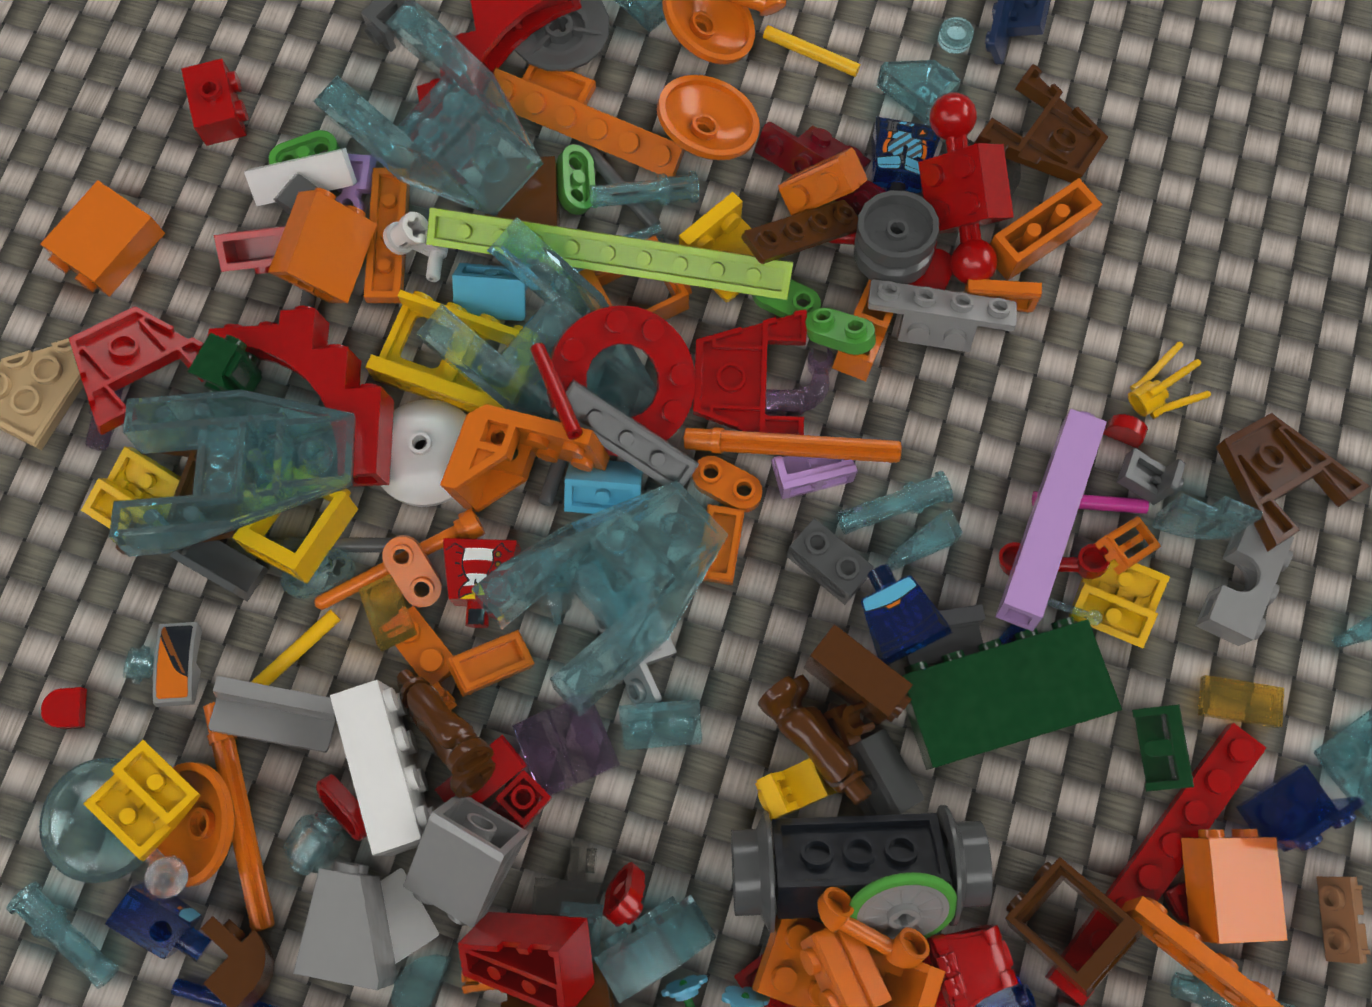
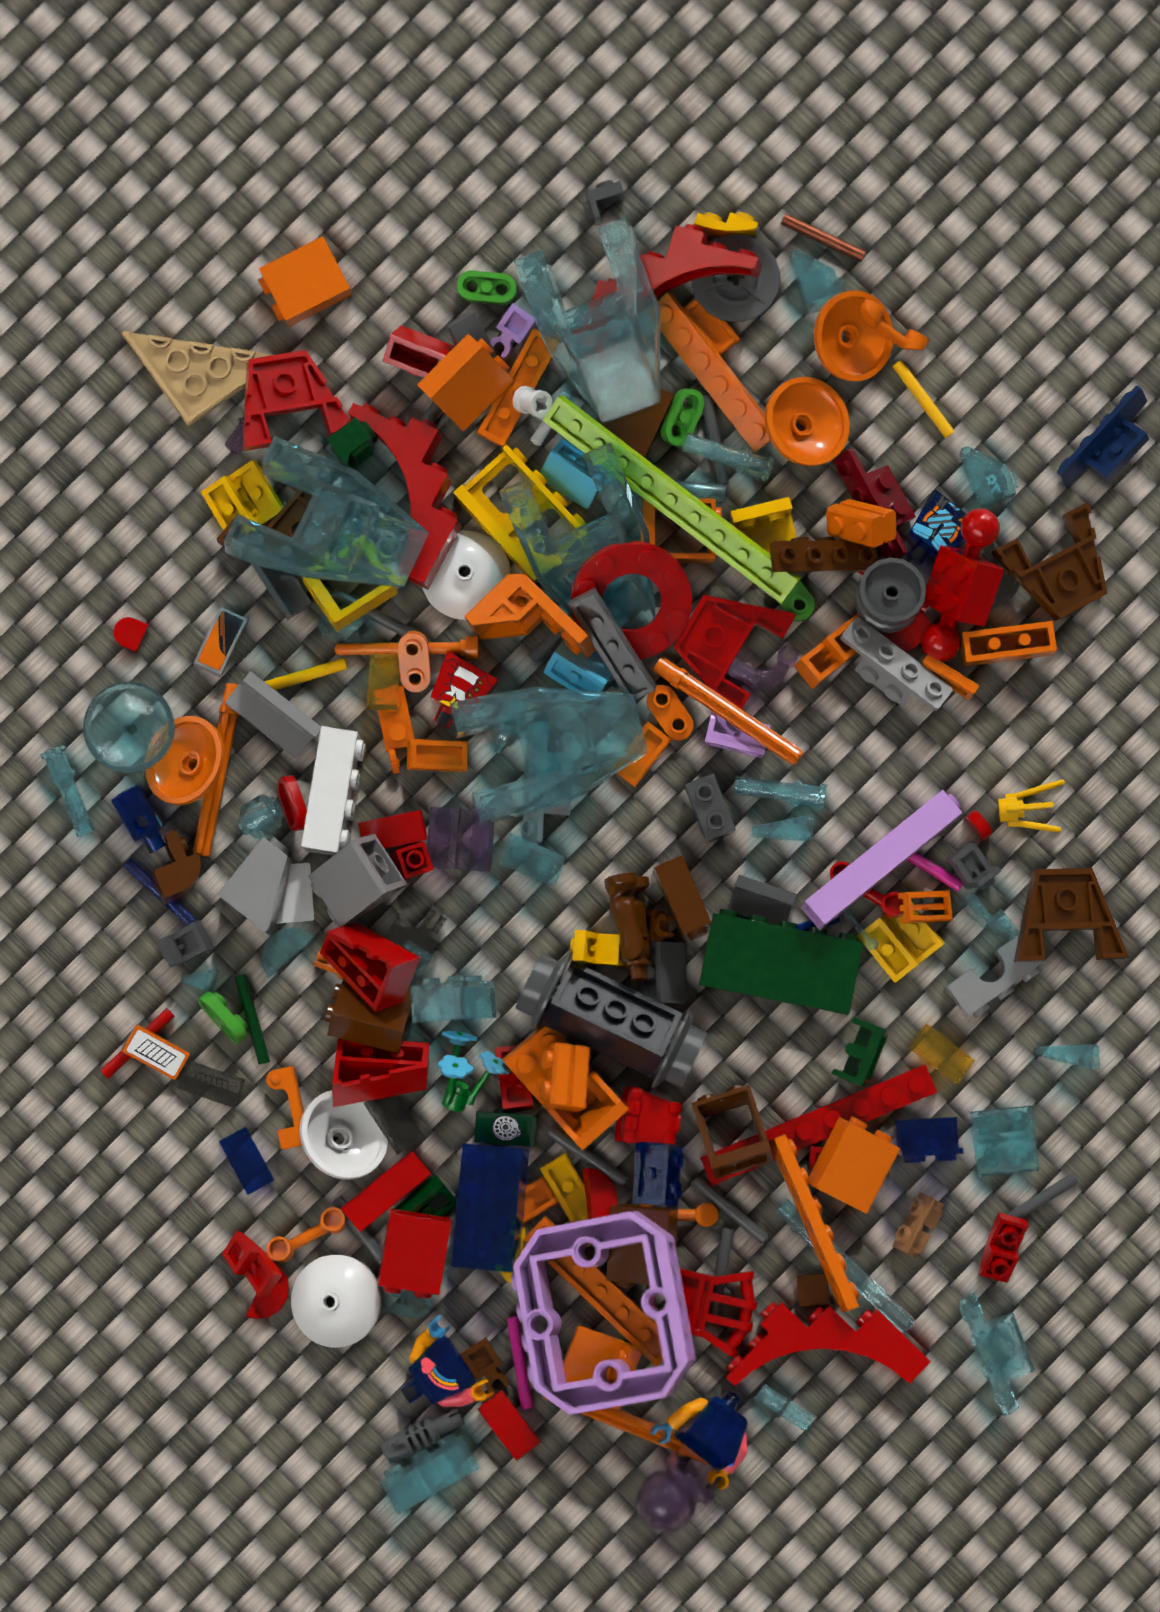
camera: 30 degrees right, 10 degrees up
(138, 664) = (194, 629): clear light blue plate -> none
(142, 800) = (164, 729): yellow slope -> none
(165, 875) = (157, 788): clear plate -> none
(214, 101) = (438, 206): red brick -> none
(325, 170) = (492, 314): white tile -> none
(448, 734) = (385, 790): reddish brown piece -> none
(556, 391) = (577, 591): red piece -> none
(625, 895) = (450, 958): red plate -> none
(840, 331) = (808, 642): bright green plate -> none
(900, 616) = (733, 872): clear blue torso -> none
(903, 951) = (609, 1083): orange bar -> none
(906, 901) = (622, 1057): light grey wheel -> none
(955, 35) = (1044, 444): clear light blue tile -> none

